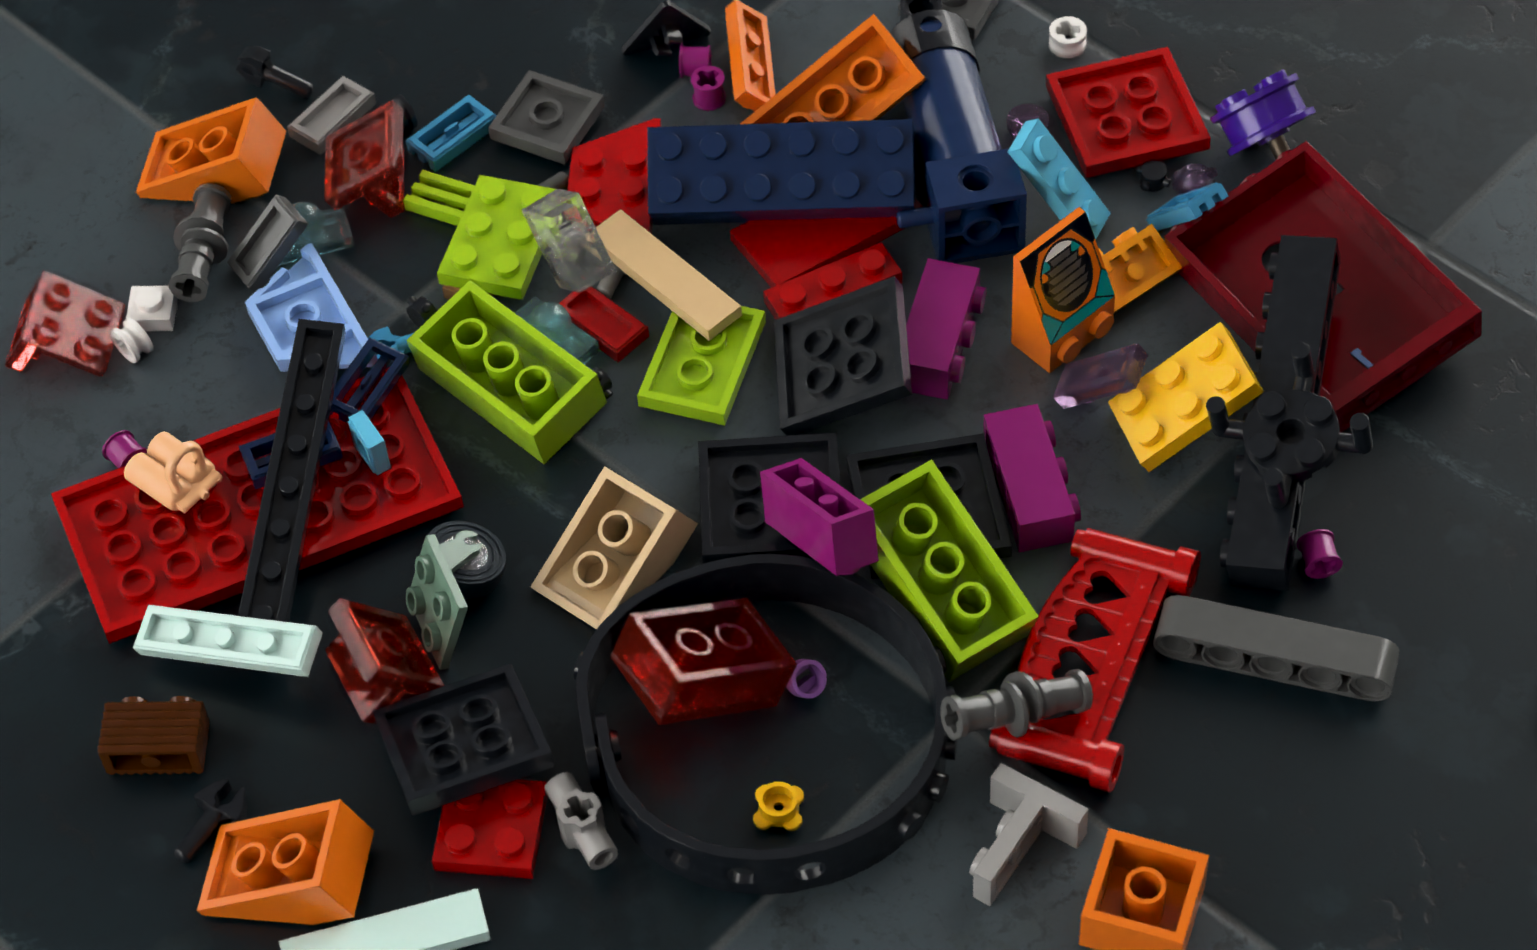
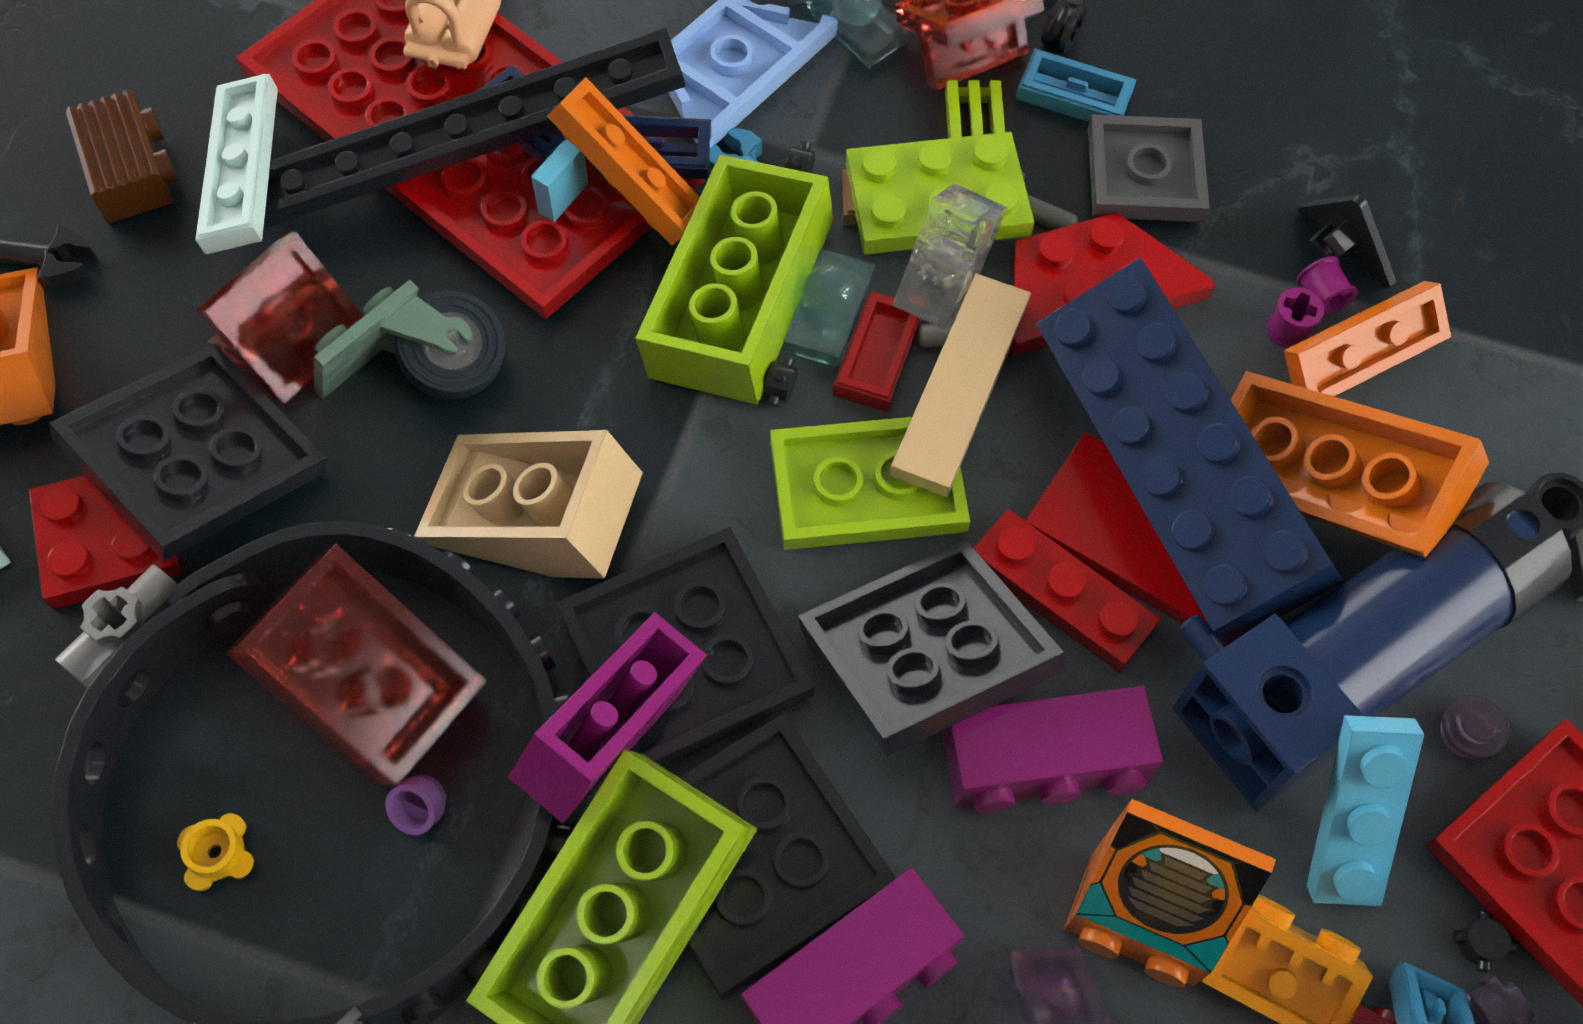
camera: 60 degrees right, 10 degrees up
(387, 390) = (626, 159): none -> orange plate

